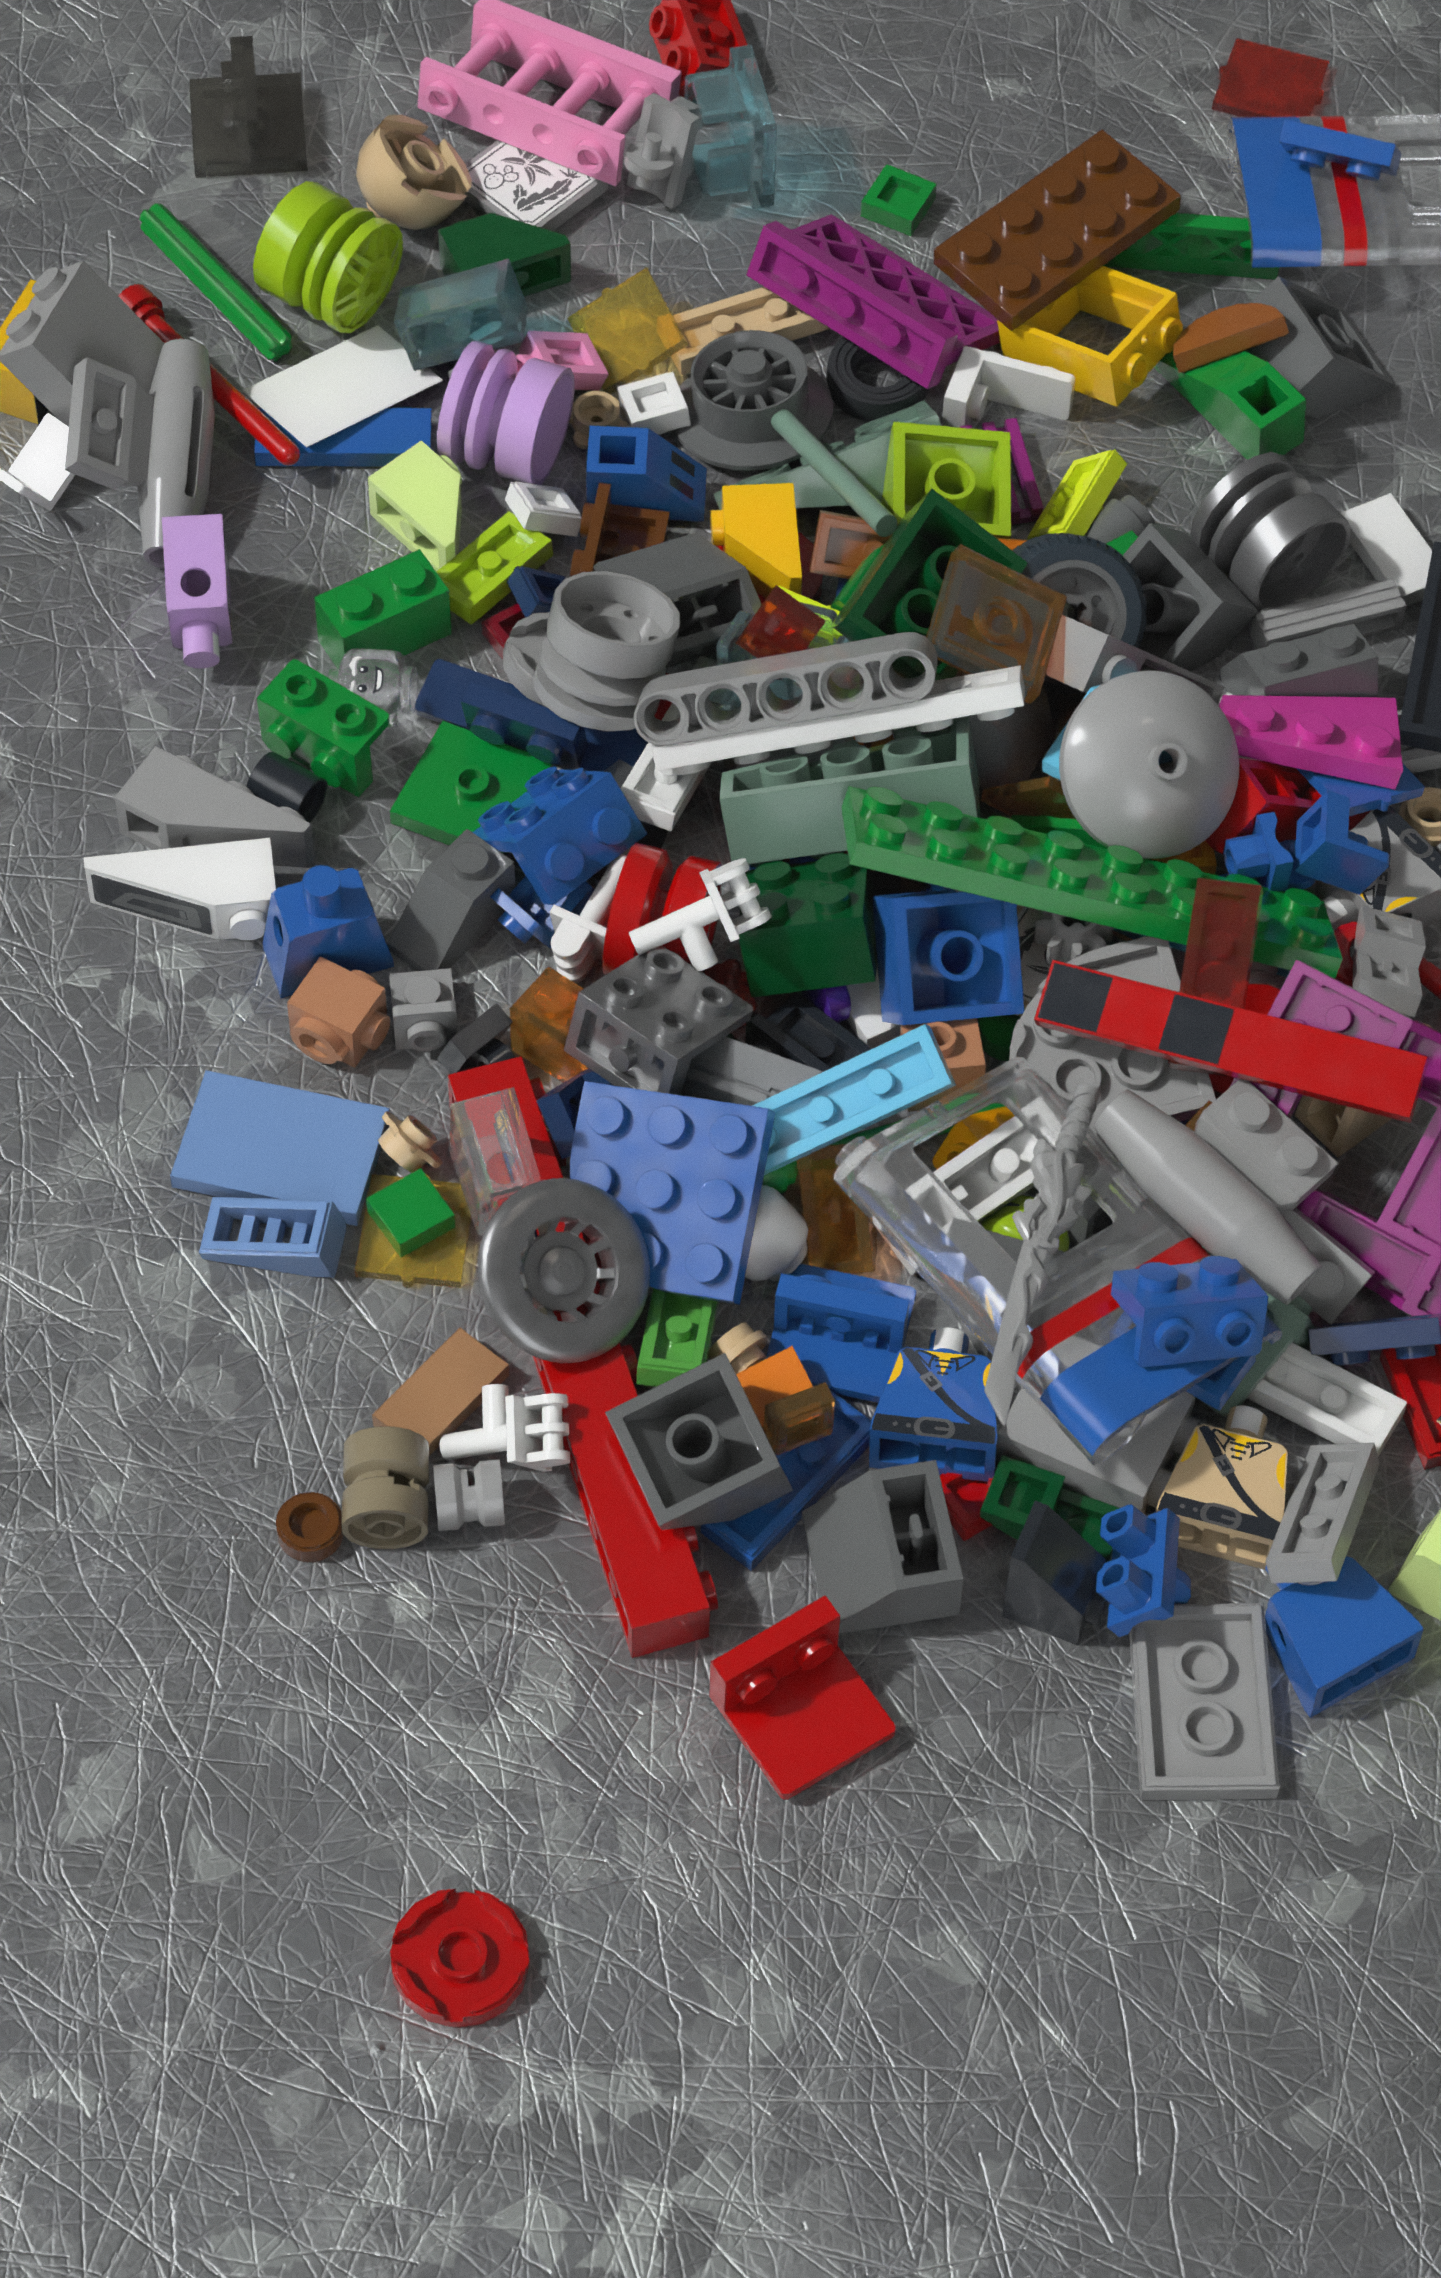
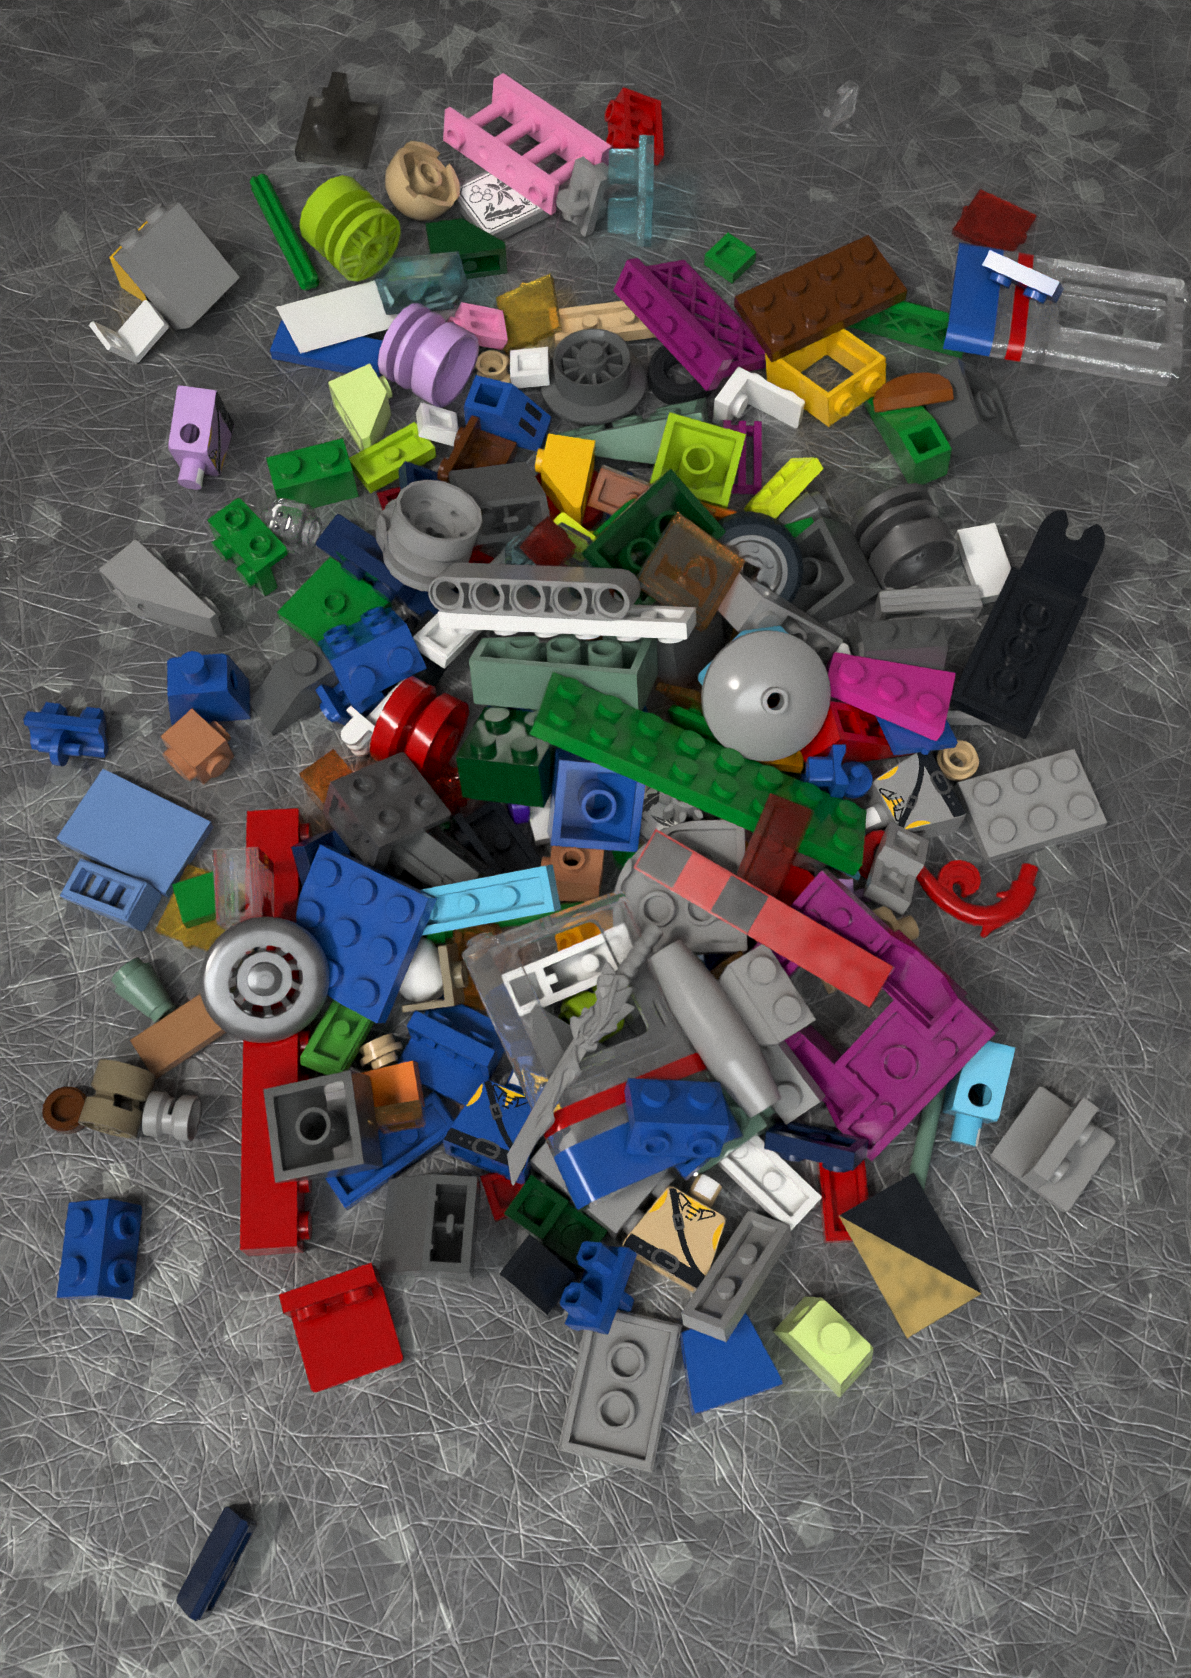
camera: 15 degrees right, 10 degrees up
(137, 1032) = (67, 735): none -> blue hips
(146, 438) = (205, 333): light grey plate -> none
(150, 311) = (231, 246): red piece -> none
(196, 888) = (134, 638): white slope -> none
(288, 785) = (216, 583): black beam -> none
(369, 1345) = (143, 989): none -> sand green cone
(409, 1142) = (209, 841): tan plate -> none
(421, 1686) = (99, 1250): none -> blue bracket
(423, 1009) = (256, 755): light grey bracket -> none
(459, 1957) = (62, 1457): red tile -> none
(478, 1042) = (281, 789): black tile -> none
(523, 1427) = (215, 1081): white arm -> none
(689, 920) = (441, 738): white arm -> none
(719, 2030) = (215, 1564): none -> dark blue slope
(822, 1226) = (454, 979): none -> dark tan bracket
(834, 473) = (621, 440): sand green bar -> none
(1333, 853) = (881, 780): blue panel -> none

